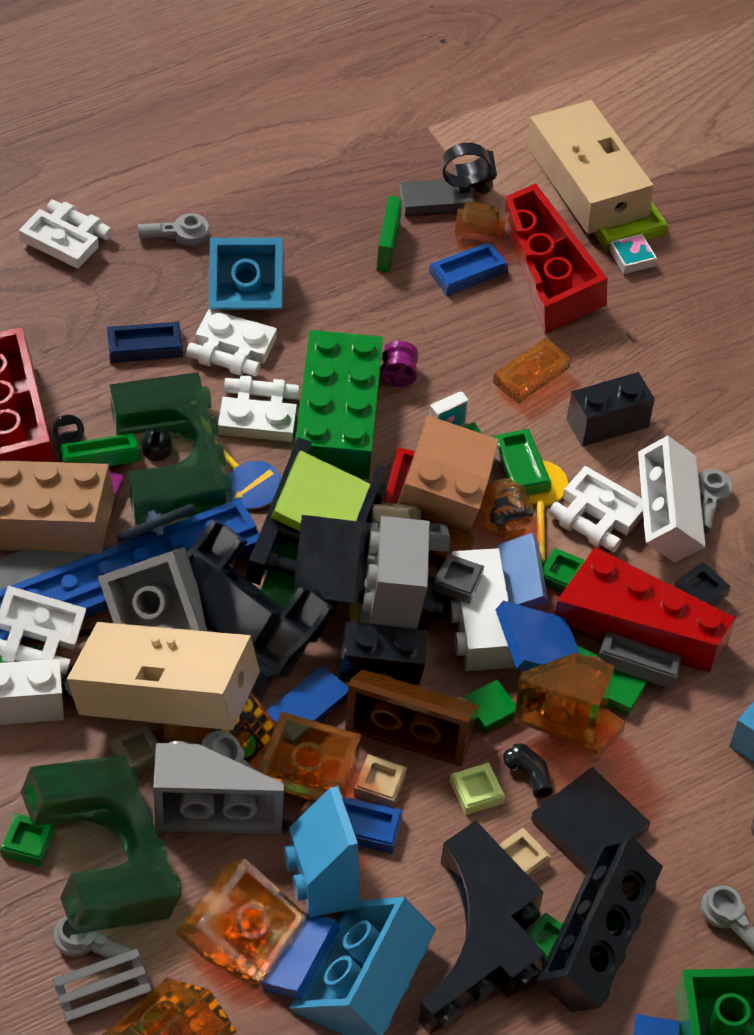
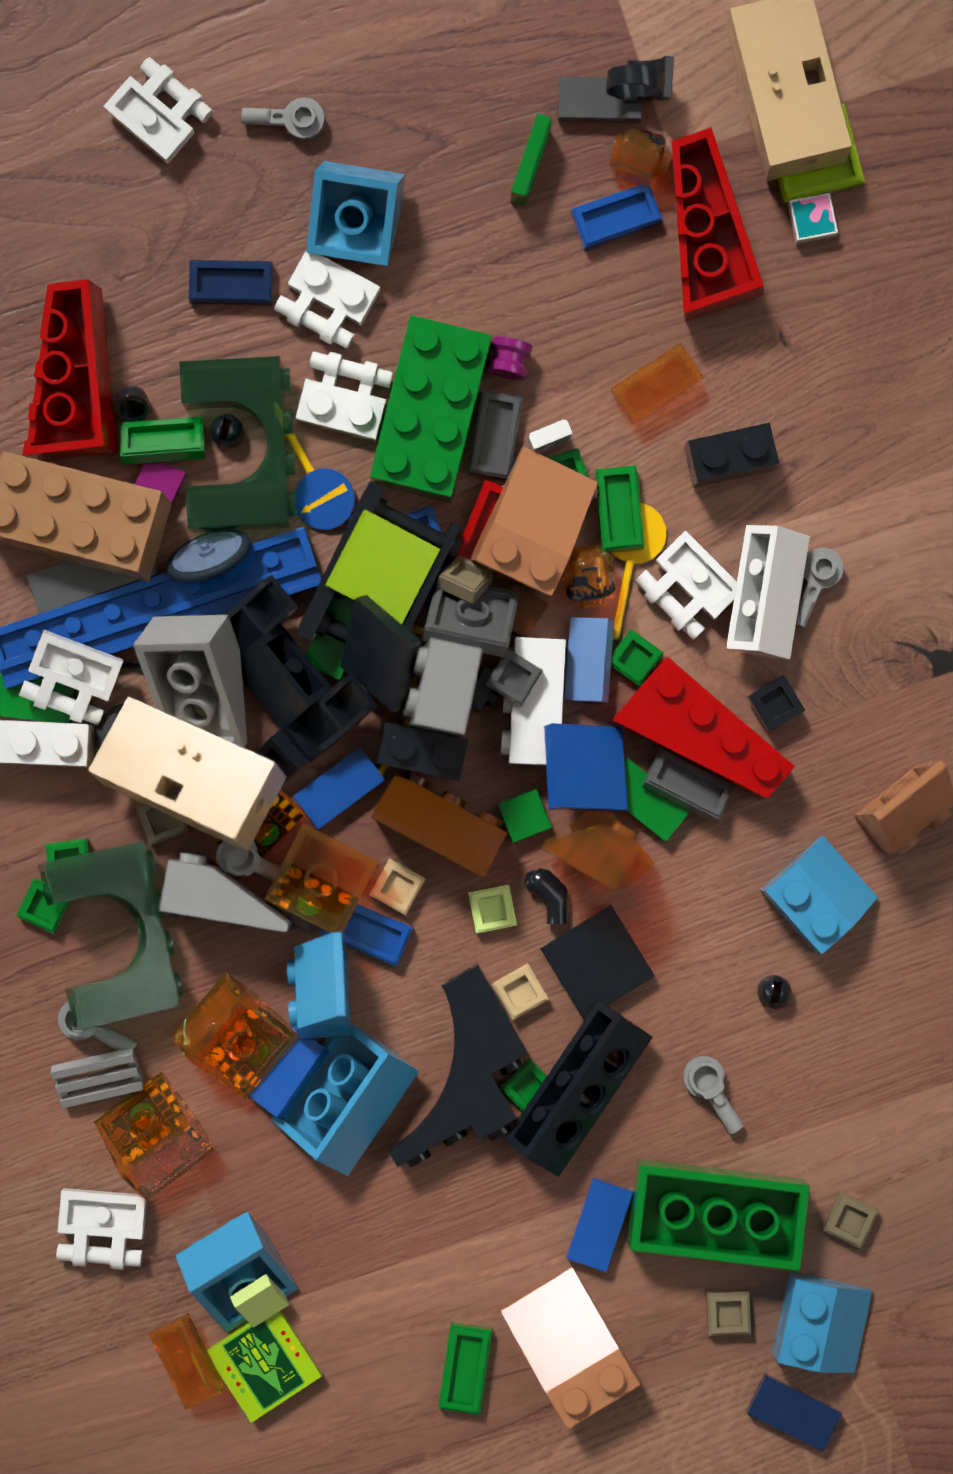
camera: 10 degrees right, 35 degrees up
(398, 421) = (495, 435): none -> dark grey tile

